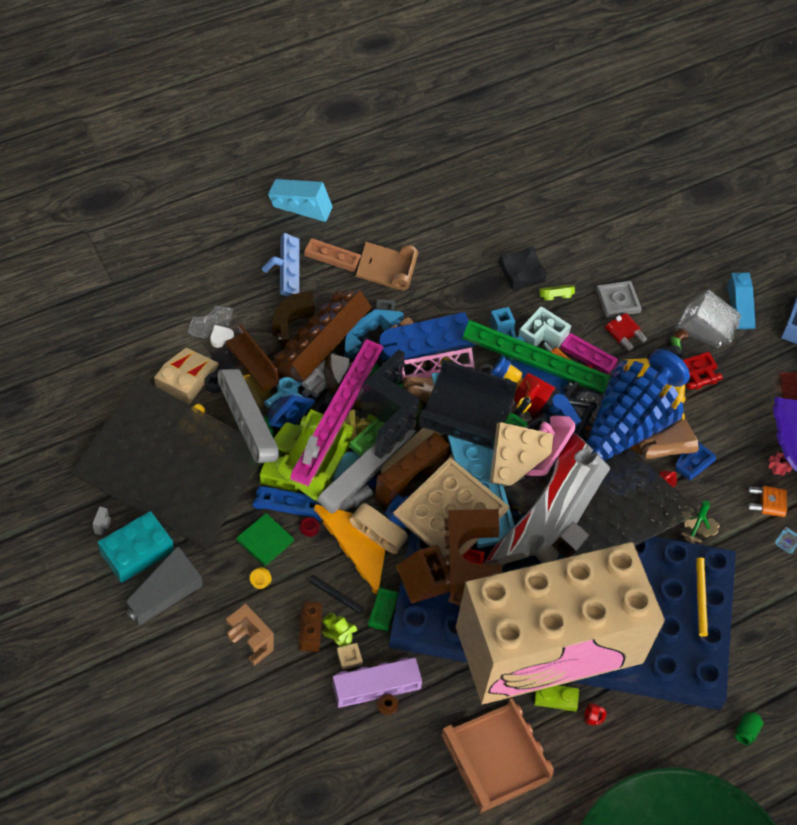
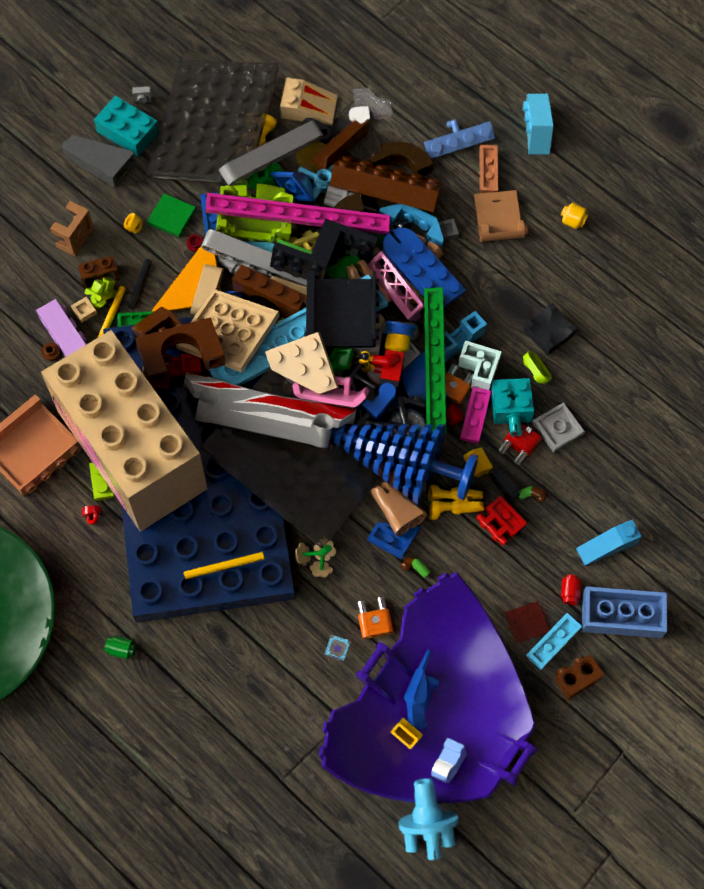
camera: 75 degrees right, 10 degrees up
(311, 450) = (233, 197): light grey plate -> none
(371, 638) = (113, 309): none -> yellow bar
(413, 208) = (574, 215): none -> yellow head
(570, 540) = (218, 423): dark brown brick -> none
(590, 320) = (512, 403): none -> teal brick
(670, 477) = (360, 520): red tile -> none
(709, 319) = (566, 516): clear slope -> none
(723, 450) = (415, 564): none -> arm
(778, 343) = (571, 590): none -> red brick

